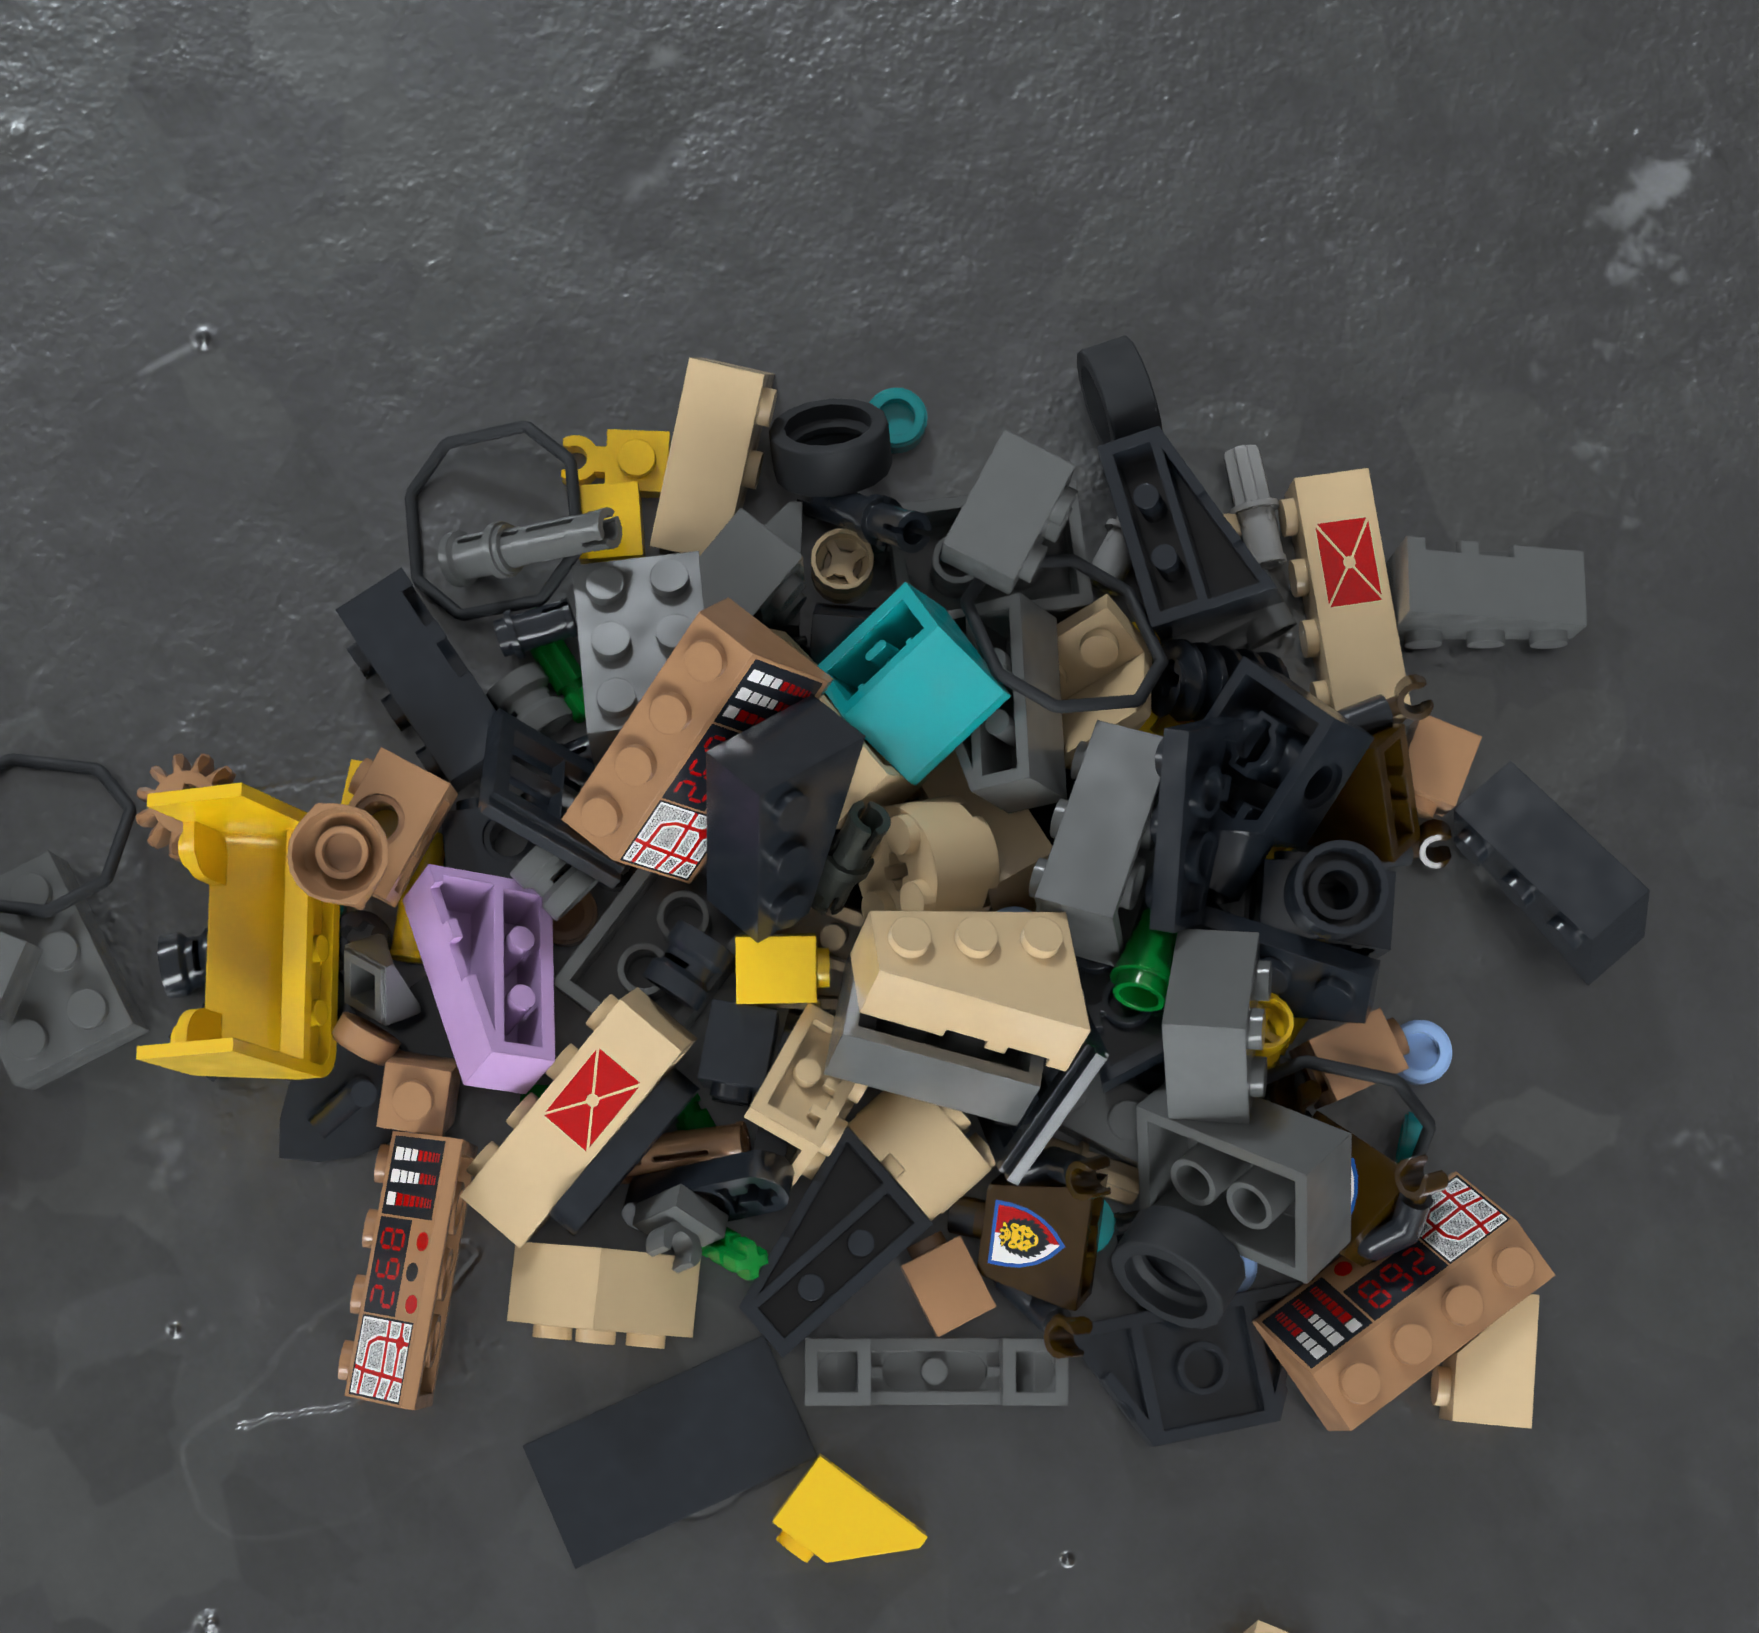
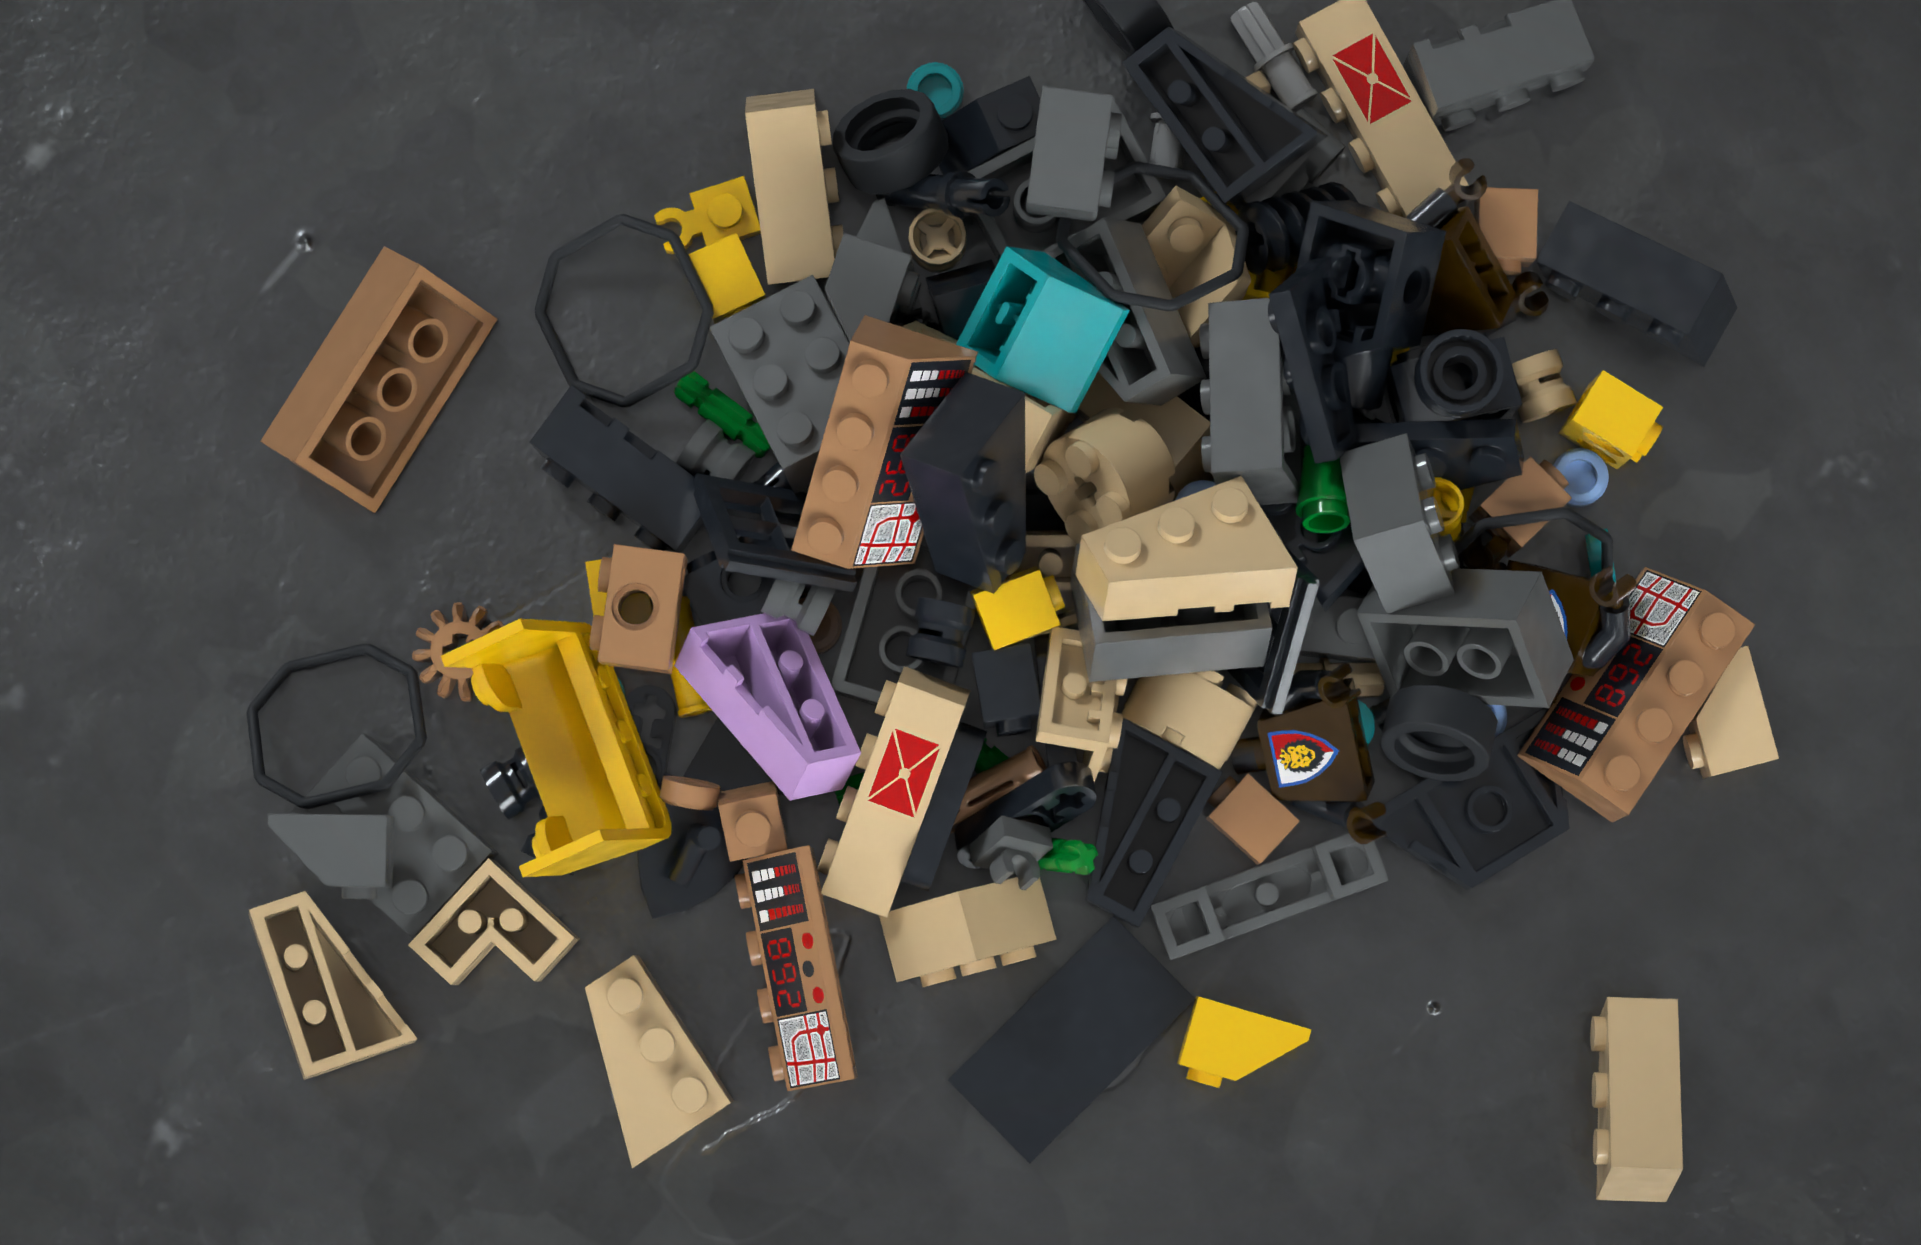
camera: 10 degrees left, 5 degrees up
(107, 1093) = (492, 912): none -> tan brick
(216, 1308) = (651, 1061): none -> tan wedge
(218, 501) = (379, 379): none -> medium nougat slope
(338, 854) = (618, 647): medium nougat hat -> none
(374, 982) = (679, 742): dark grey slope -> none
(506, 549) = (646, 332): dark grey pin -> none
(535, 627) = (696, 391): black pin -> none
(850, 855) = (1044, 491): pearl dark grey pin -> none
(937, 466) = (991, 126): none -> black slope
(1415, 943) = (1542, 386): none -> tan wheel
(1478, 1005) = (1613, 421): none -> yellow brick

